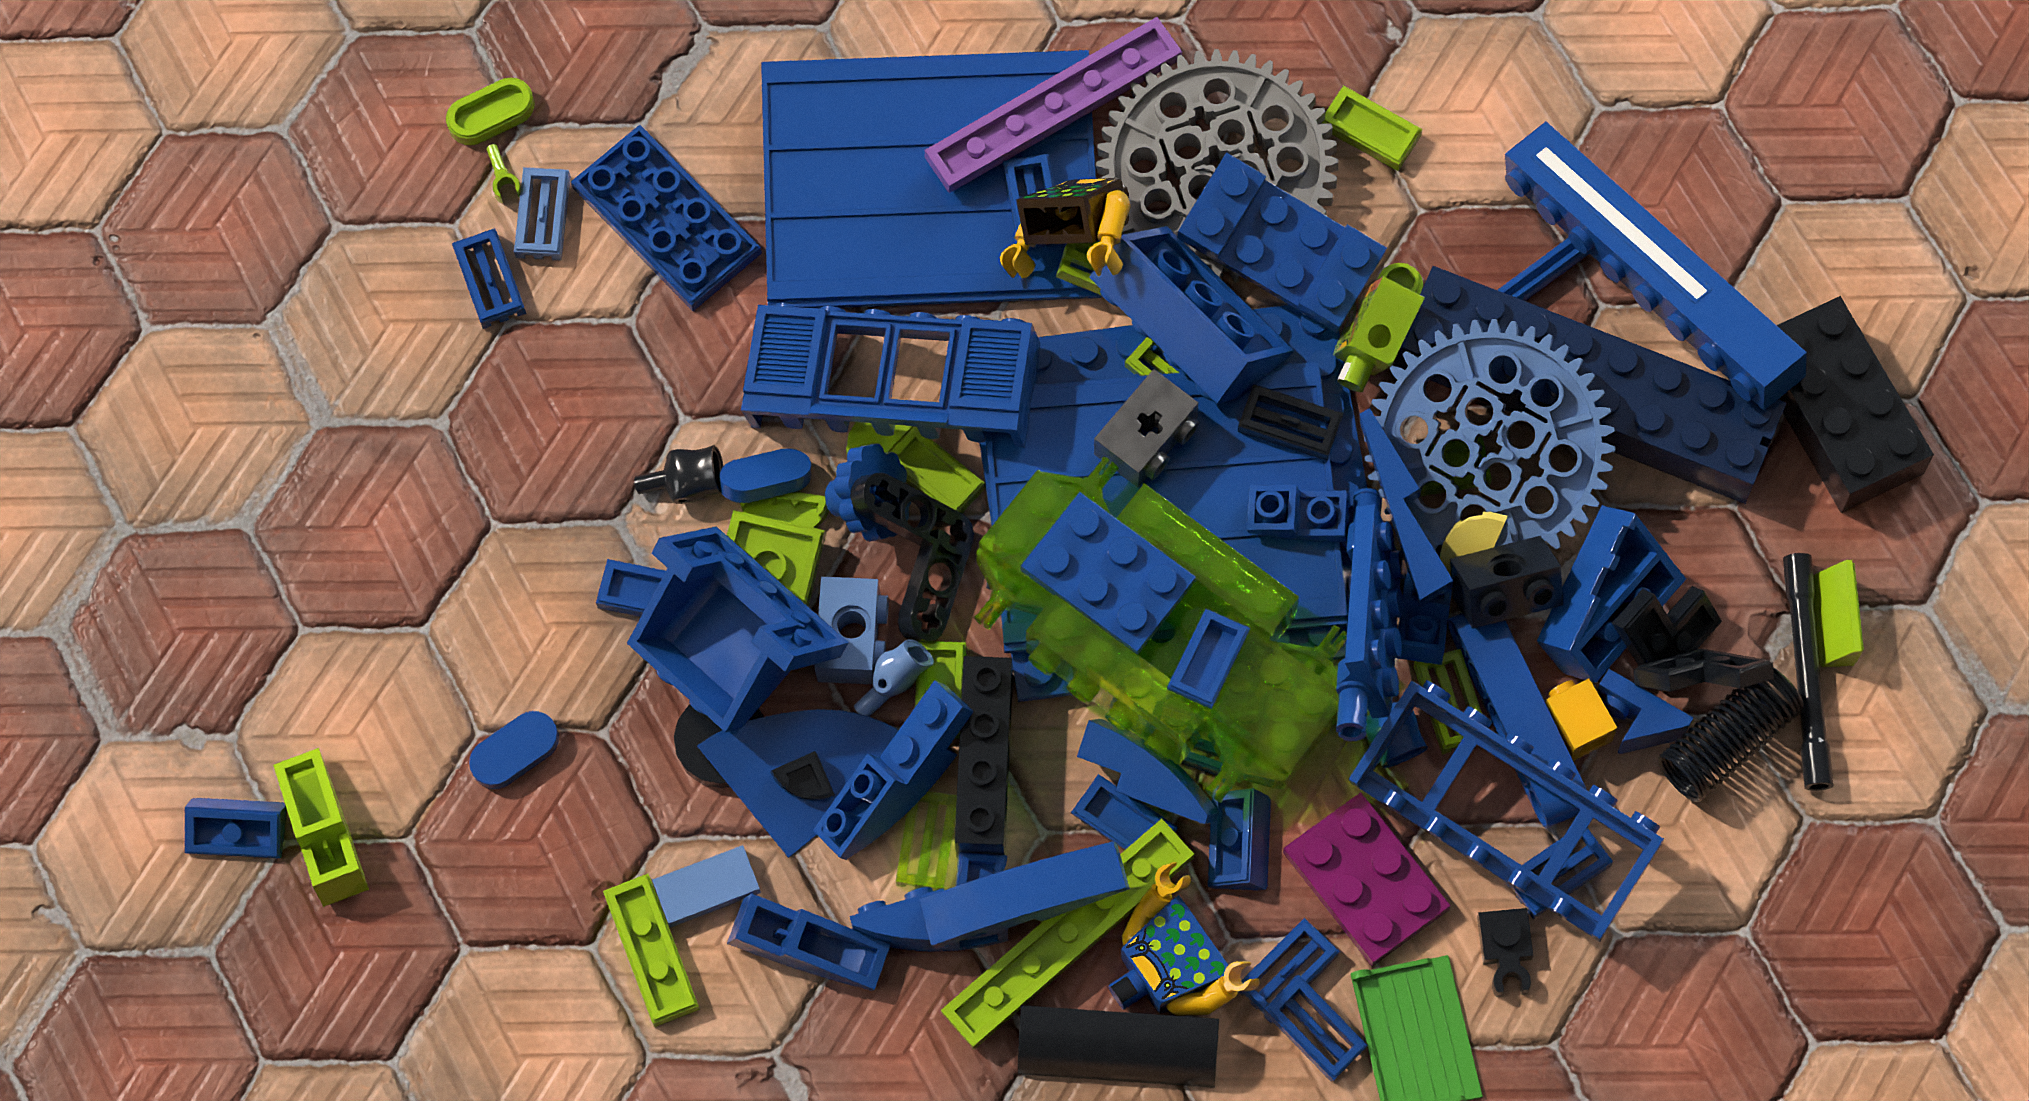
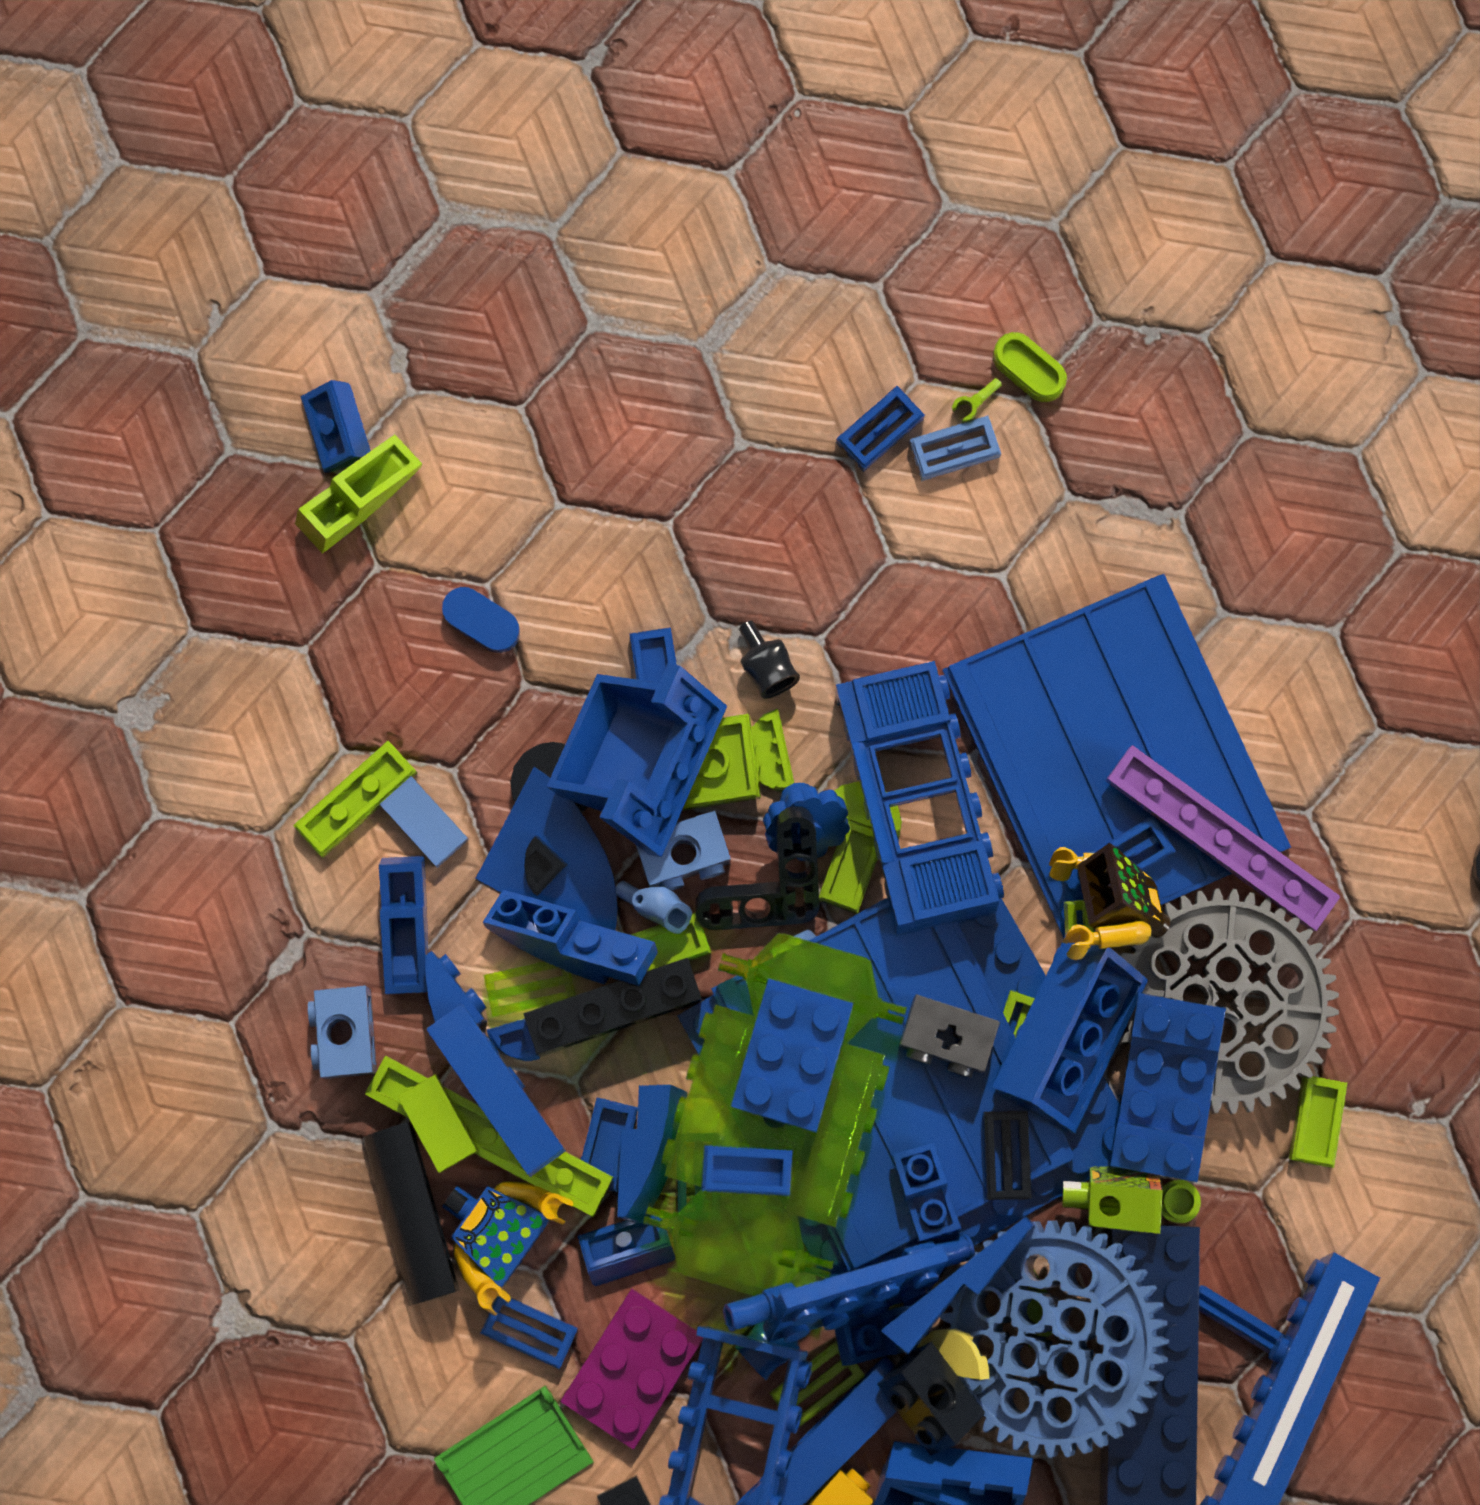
camera: 60 degrees right, 10 degrees up
(666, 217) = (992, 551): blue tile -> none
(765, 475) = (791, 727): blue tile -> none
(879, 1024) = (359, 1053): none -> medium blue brick
(1035, 976) = (437, 1123): none -> lime tile
(1301, 1041) = (500, 1339): blue tile -> none

